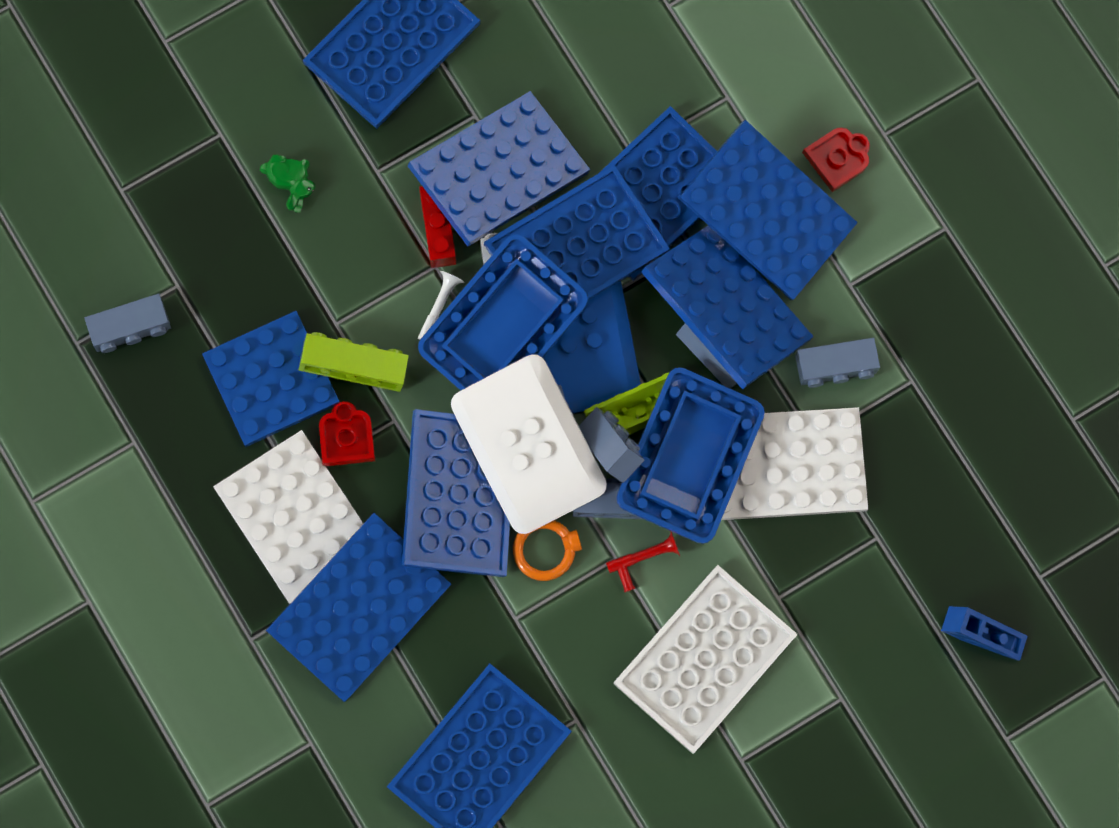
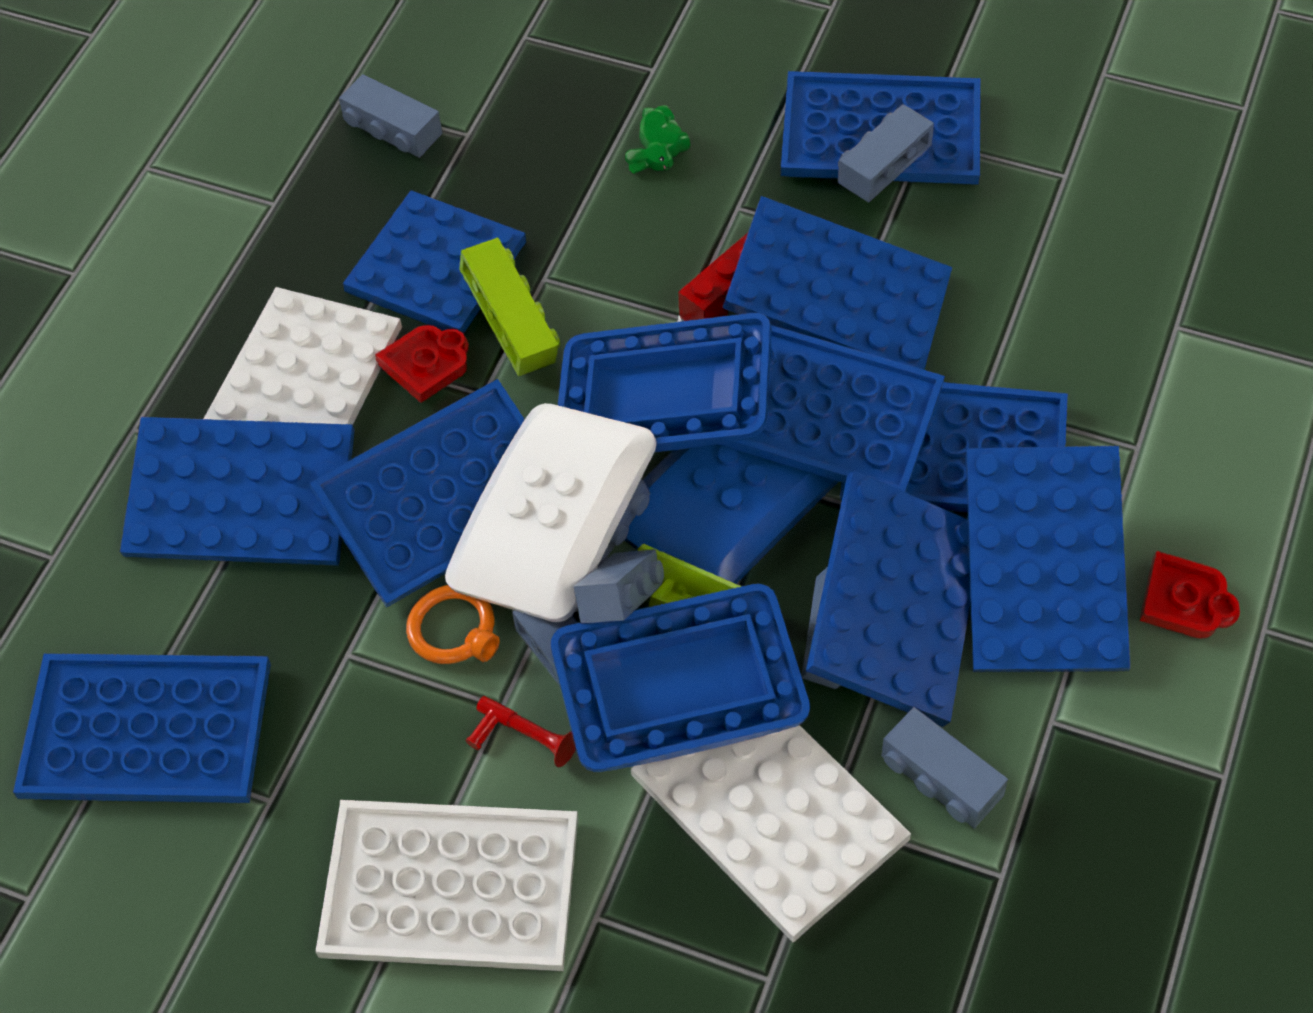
camera: 60 degrees right, 20 degrees down
(423, 61) = (885, 152): none -> sand blue brick

